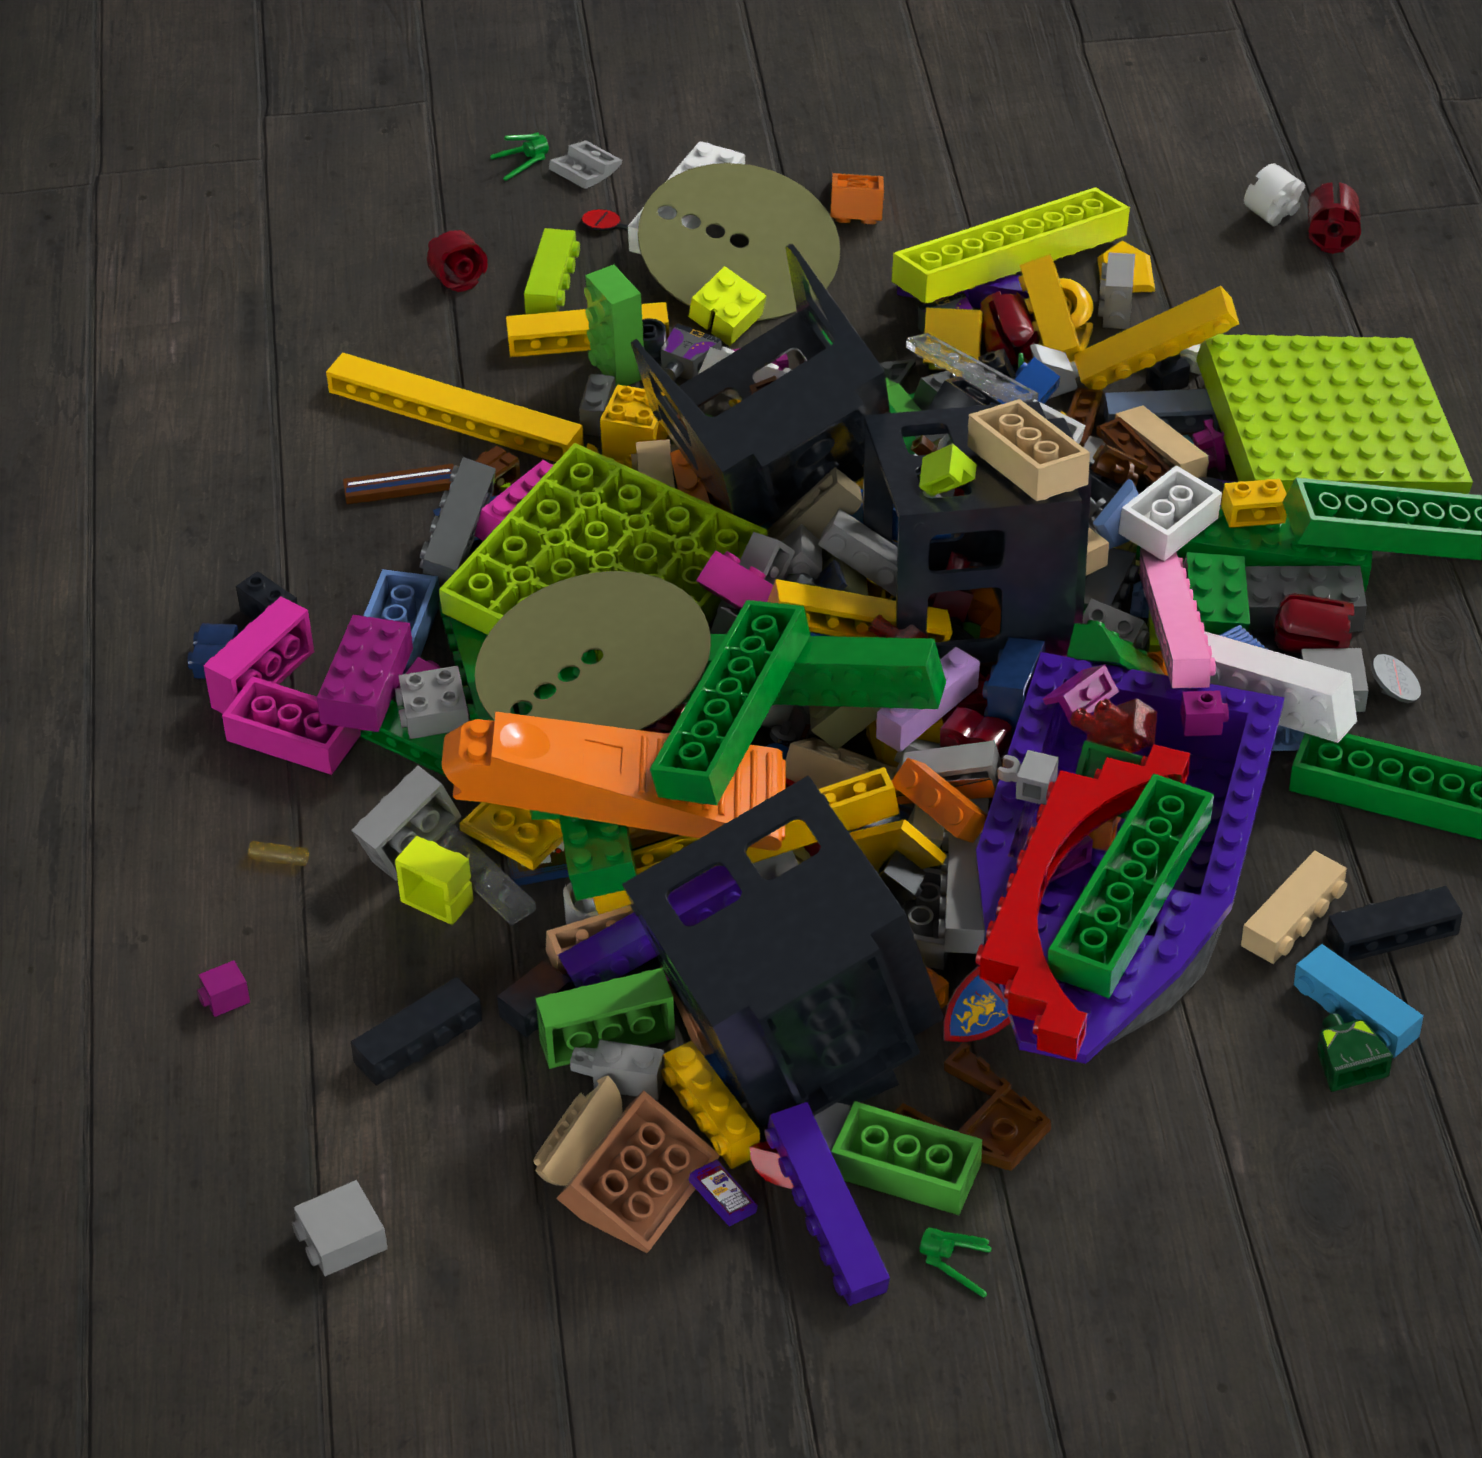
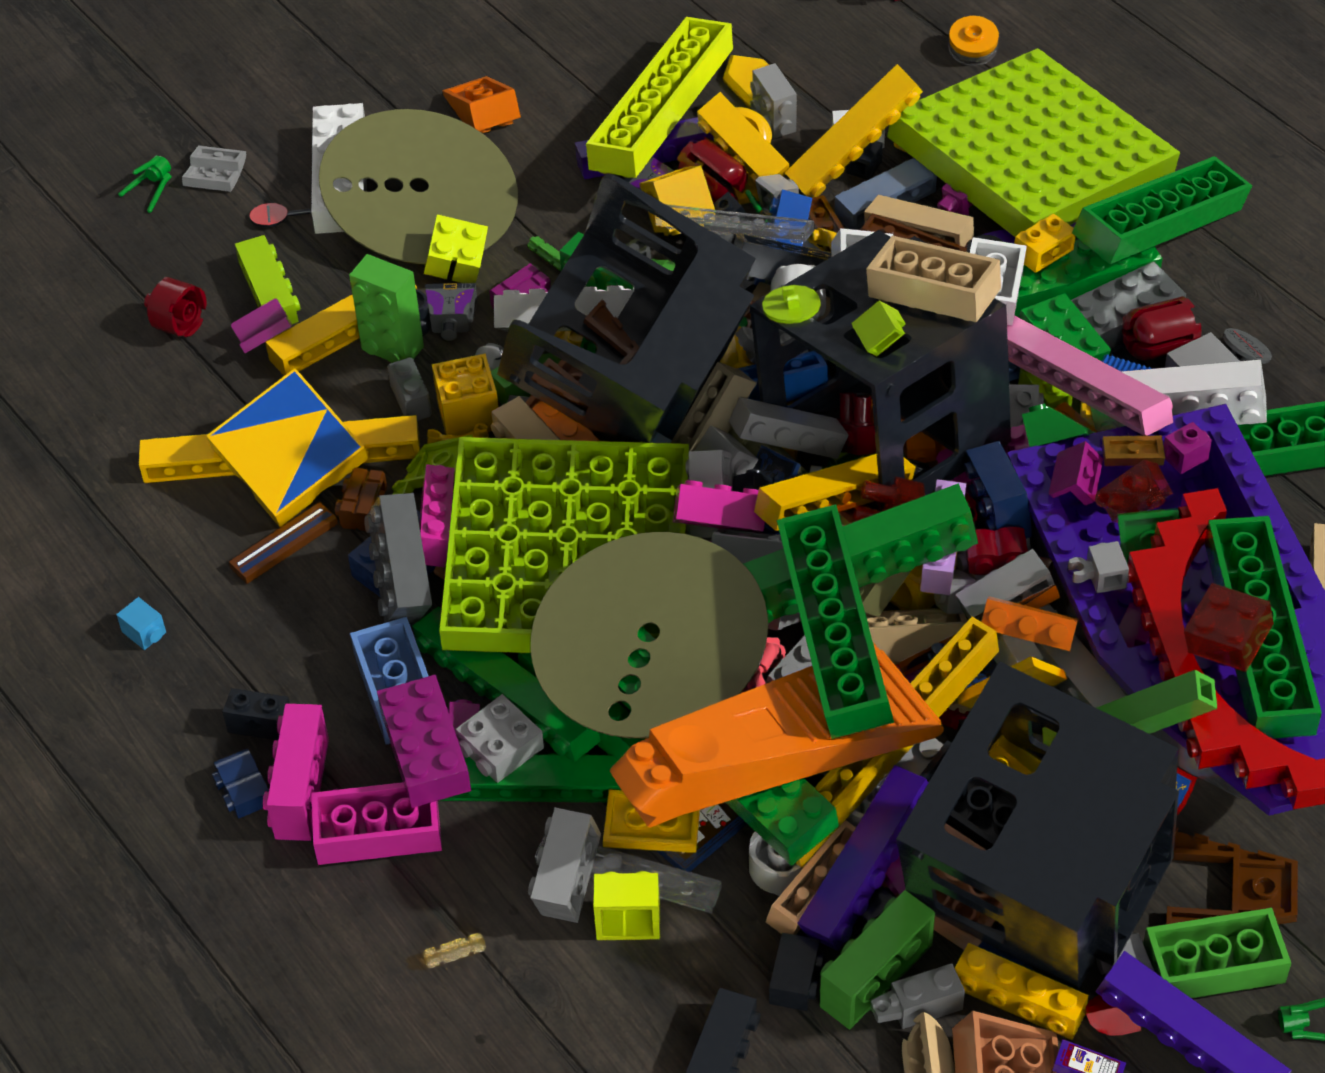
camera: 30 degrees left, 5 degrees up
(235, 496) = (141, 623): none -> dark azure brick
(449, 403) = (287, 446): none -> yellow tile
(514, 301) = (261, 325): none -> magenta panel
(898, 427) = (791, 304): none -> lime piece
(963, 906) = (1161, 704): none -> bright green brick
(1081, 861) = (1228, 627): none -> clear red brick
(1157, 695) = (1132, 450): none -> pearl gold plate
(1363, 311) = (973, 40): none -> light orange piece

